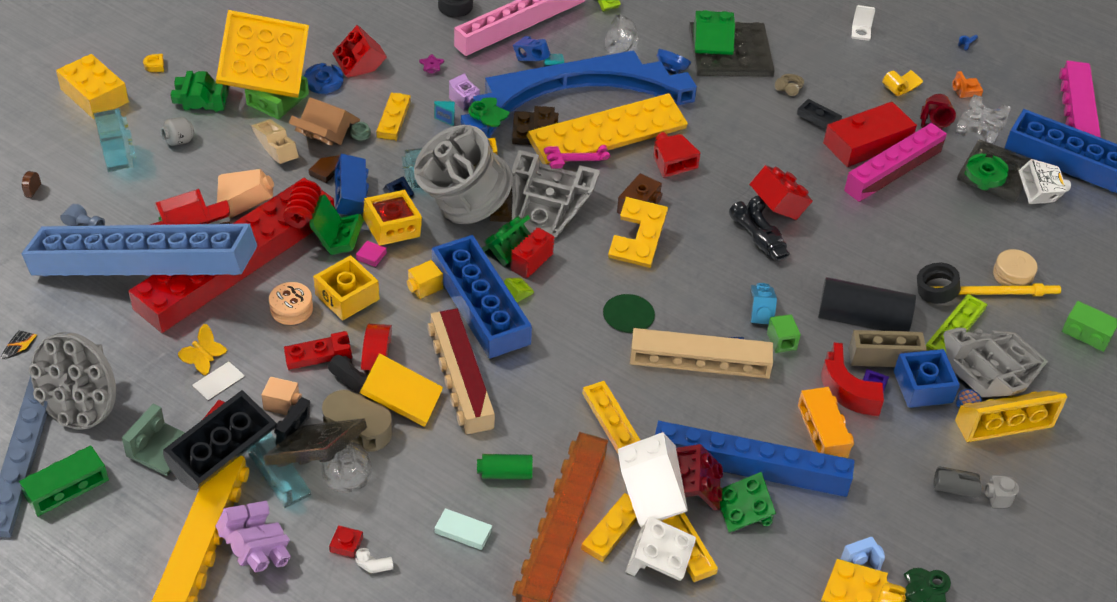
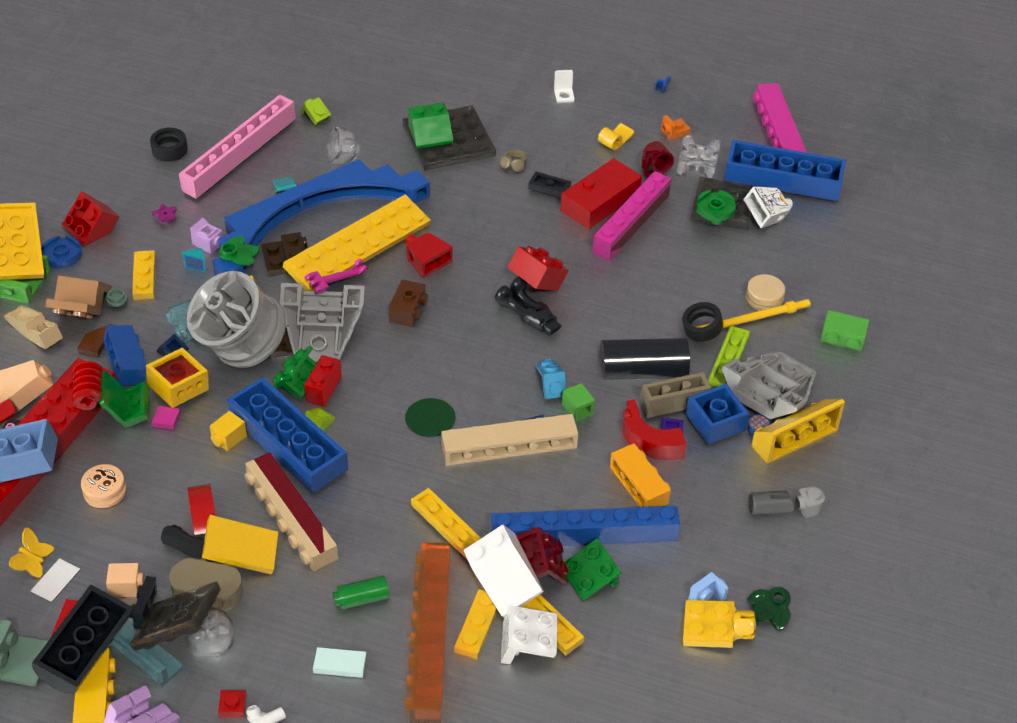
camera: 15 degrees left, 0 degrees up
(317, 351) = (145, 526): red plate -> none
(346, 287) = (154, 457): yellow brick -> none
(534, 49) = (262, 178): blue leg -> none
(643, 248) = (425, 353): yellow plate -> none
(672, 62) = (399, 162): blue piece -> none

